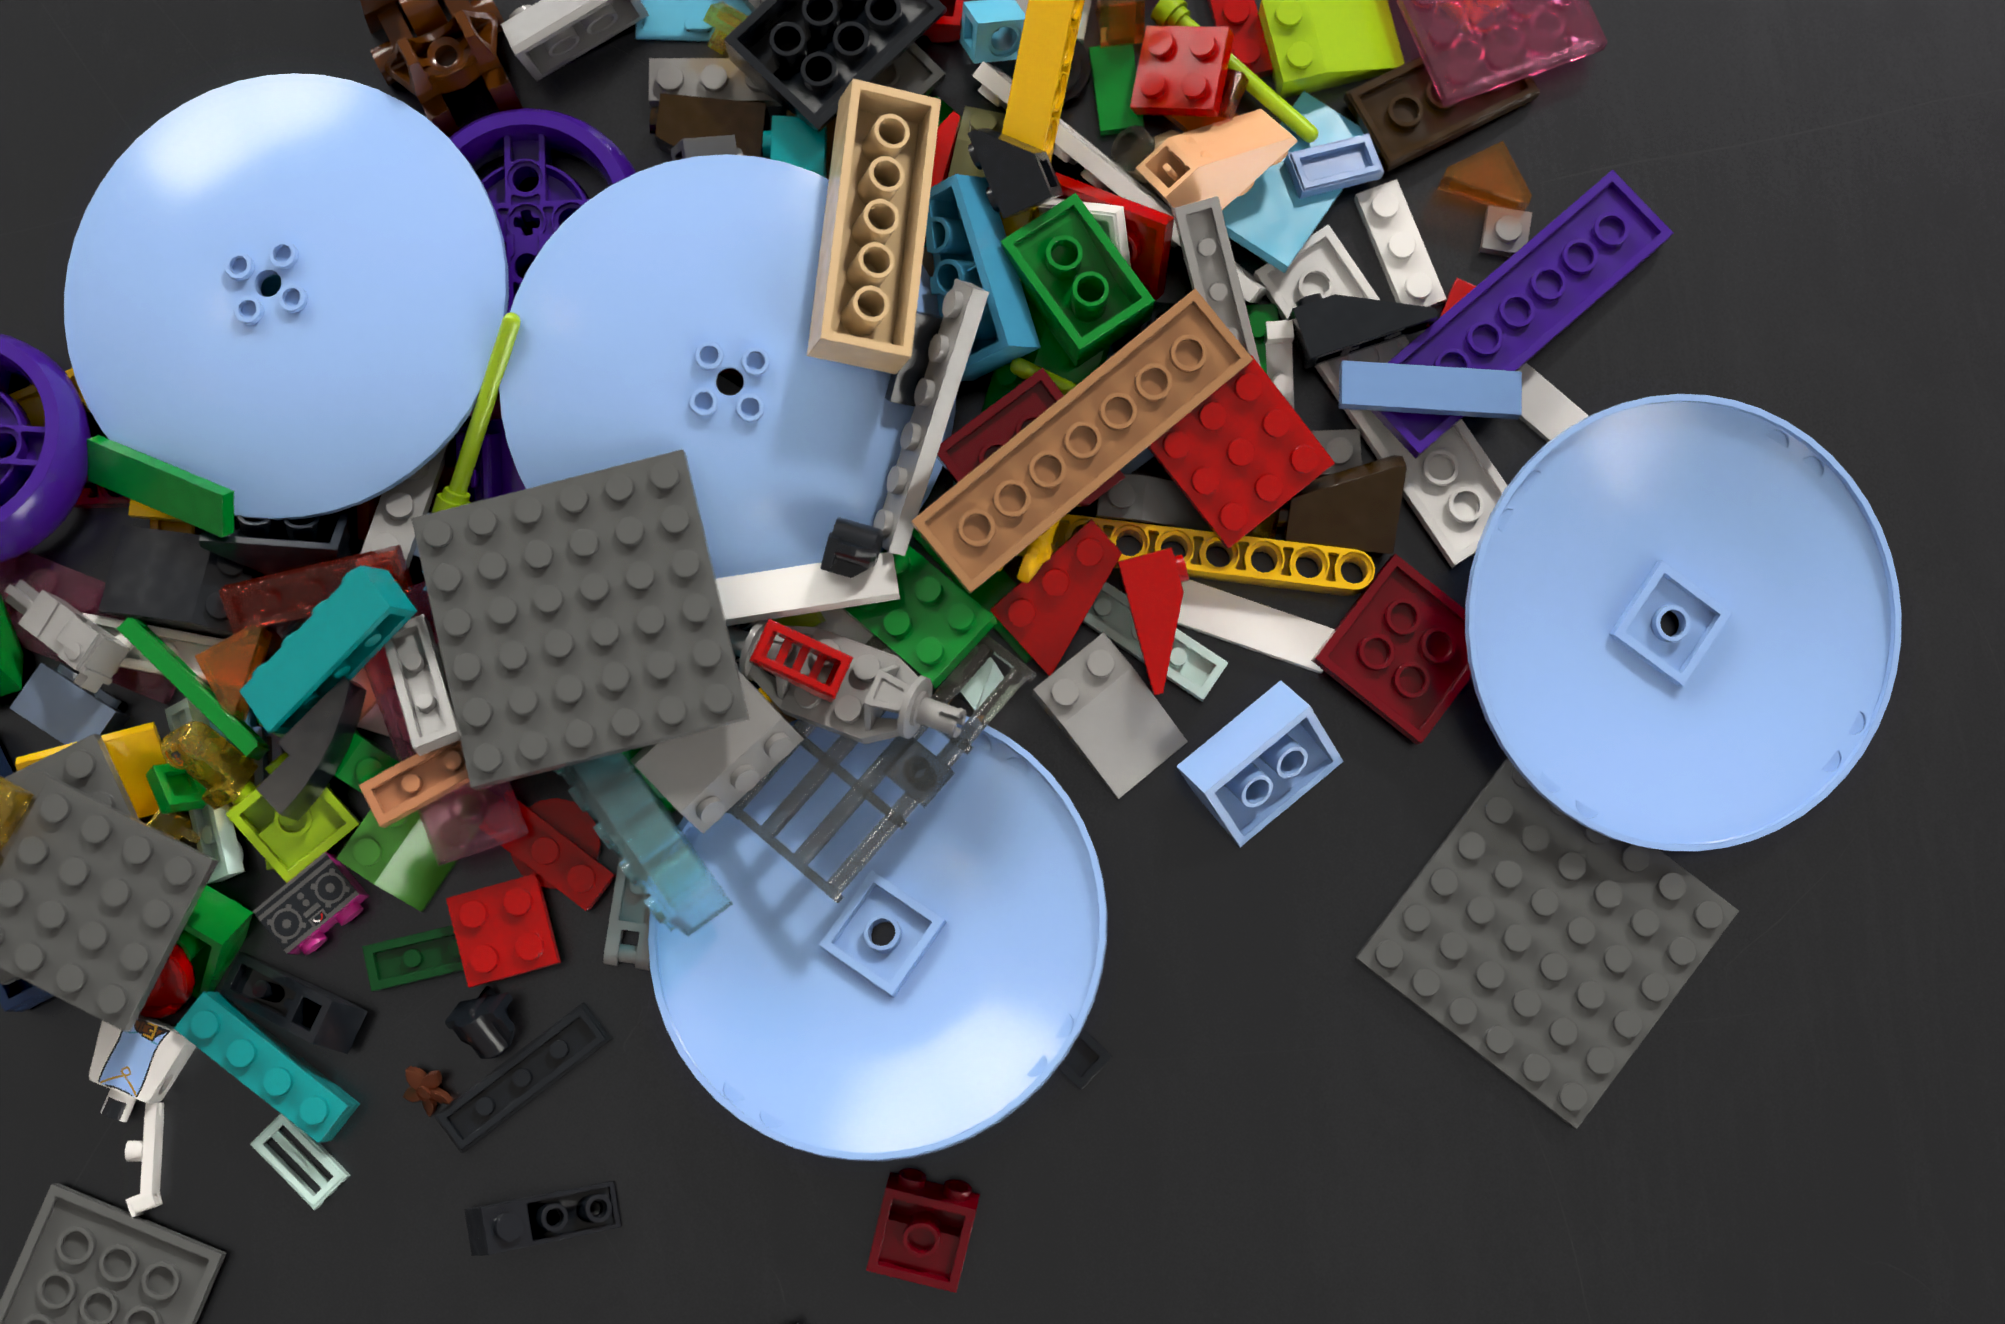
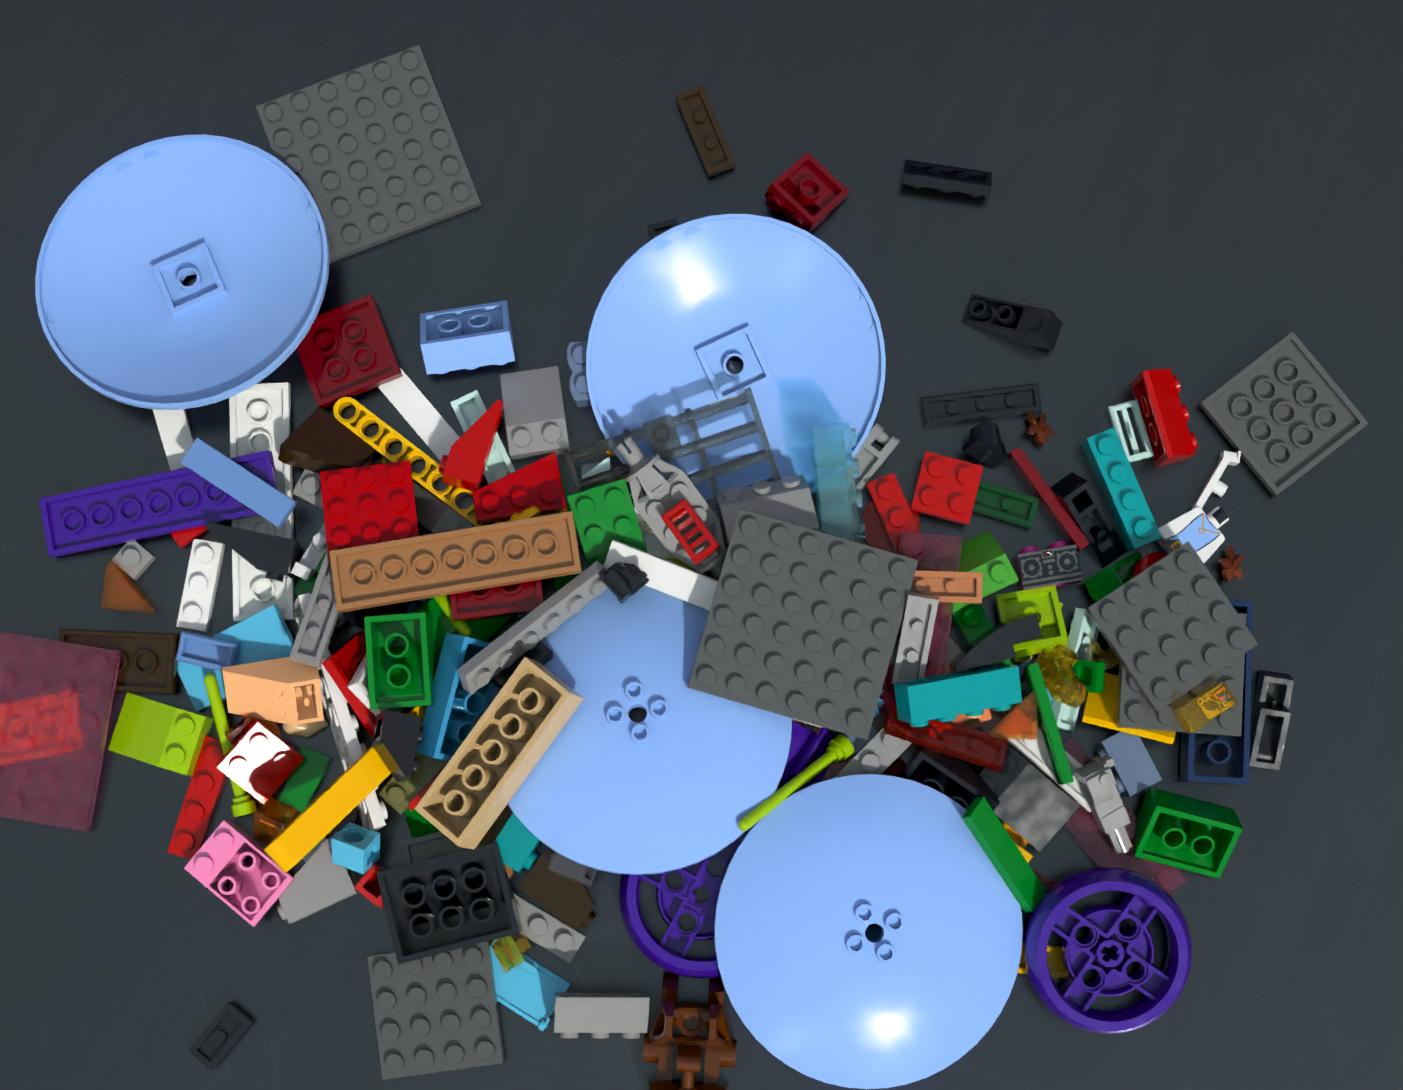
camera: 145 degrees left, 0 degrees up
(66, 1051) = (1231, 565): none -> copper plant
(259, 1202) = (1164, 416): none -> red slope
(360, 997) = (1047, 499): none -> dark red tile
(1091, 808) = (578, 382): none -> sand blue brick
(1114, 1239) = (705, 131): none -> dark brown plate
(1132, 147) = (317, 735): clear smoke tile -> none

